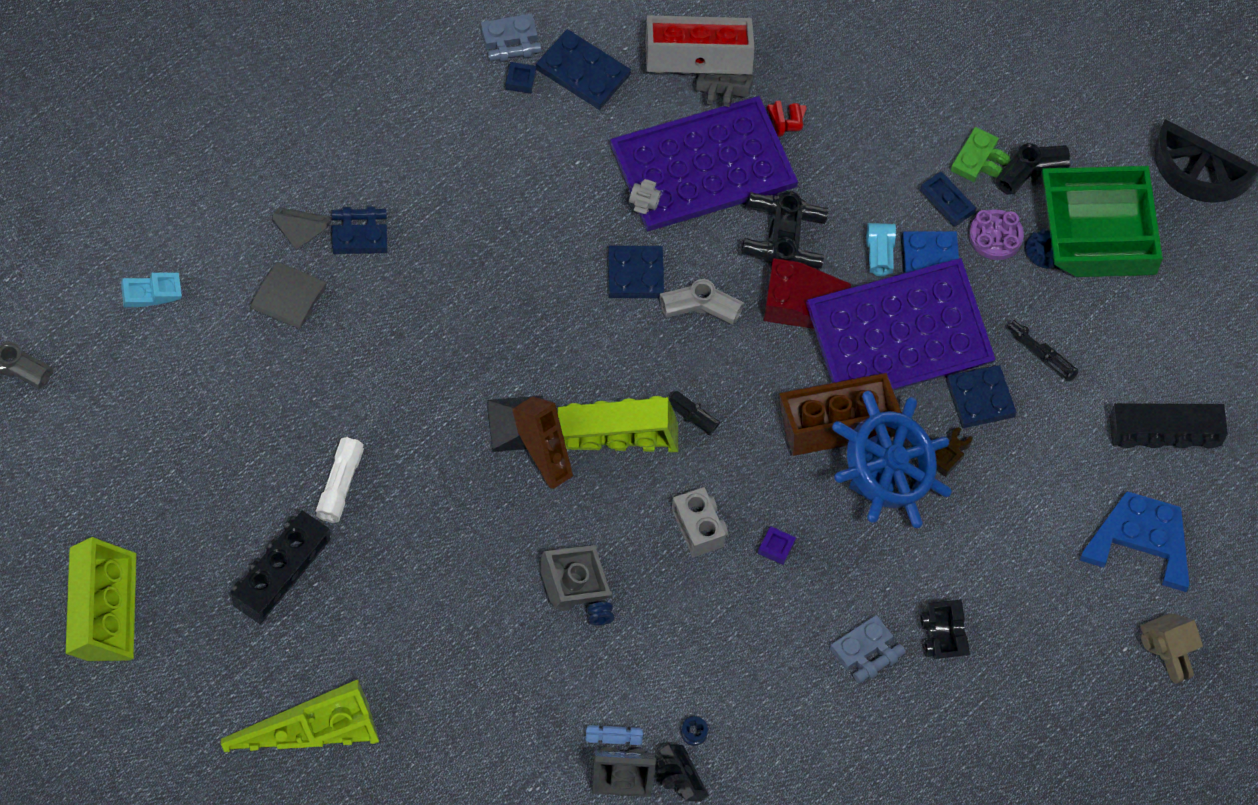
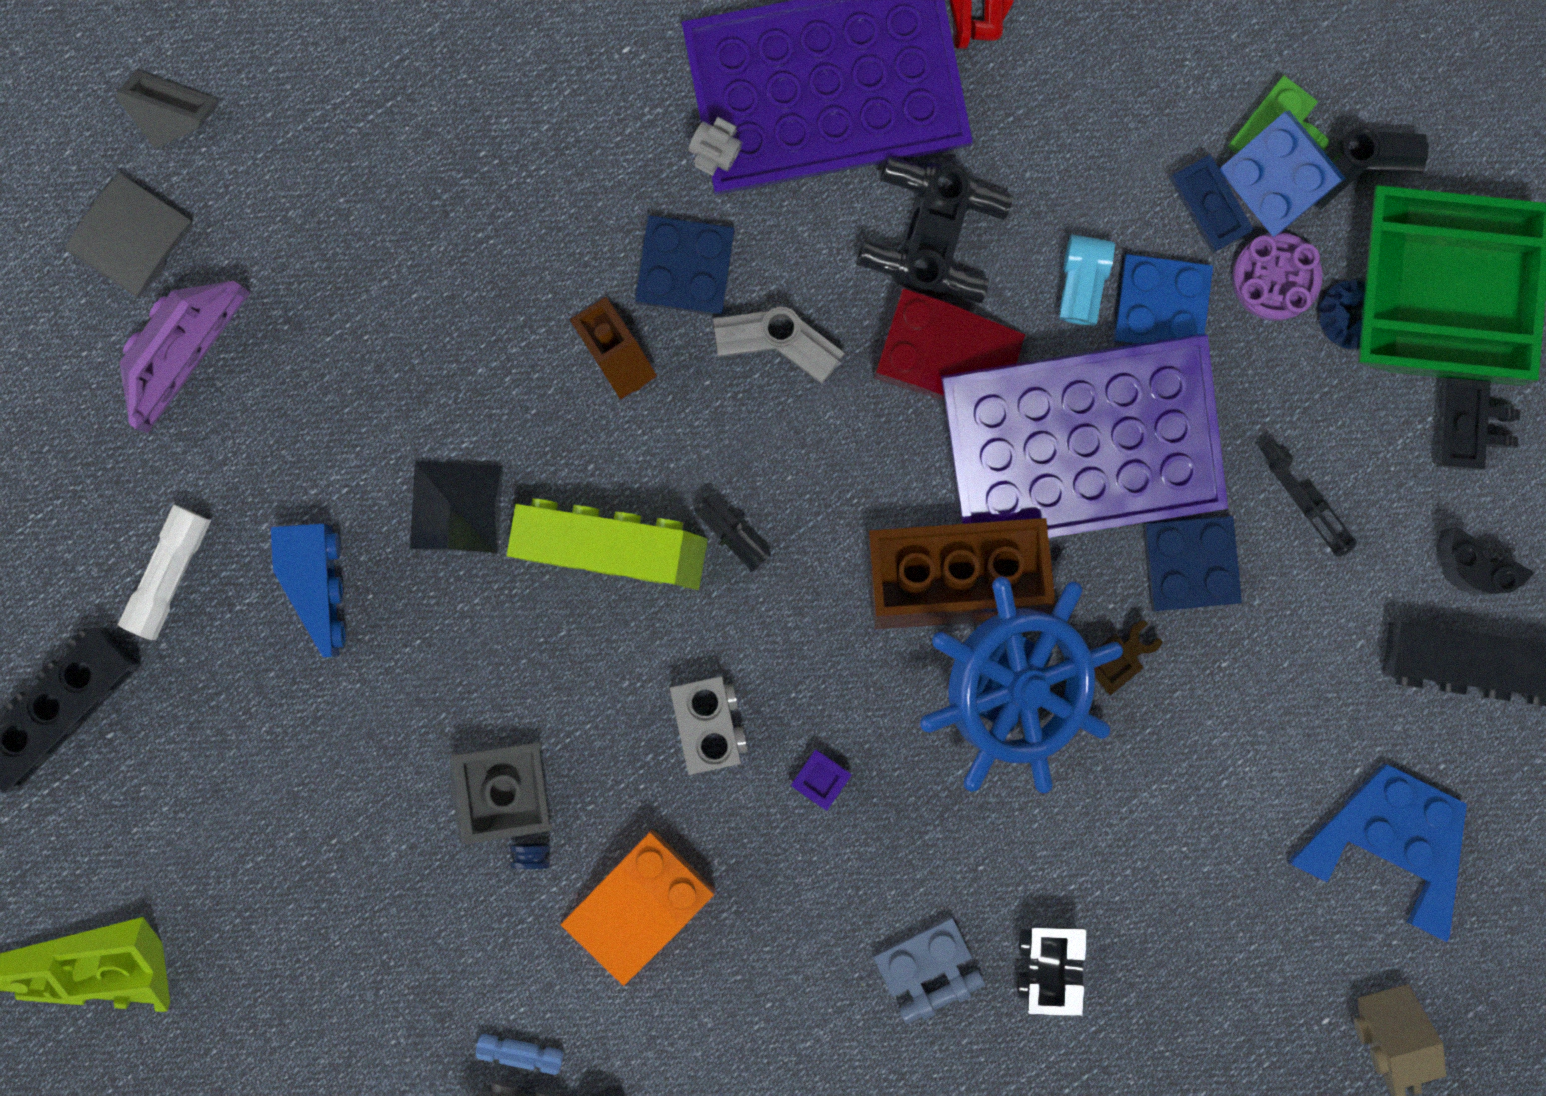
camera: 15 degrees right, 25 degrees up
(328, 348) = (173, 345): none -> medium lavender wedge
(359, 238) = (252, 144): dark blue plate -> none
(430, 469) = (306, 570): none -> blue slope
(543, 437) = (481, 562): reddish brown slope -> none
(602, 319) = (613, 348): none -> reddish brown slope
(676, 633) = (638, 907): none -> orange slope
(690, 738) = (632, 1075): dark blue bush -> none
(985, 173) = (1281, 173): none -> blue plate
(1128, 295) = (1465, 424): none -> black hinge
(1154, 375) = (1470, 570): none -> black cylinder

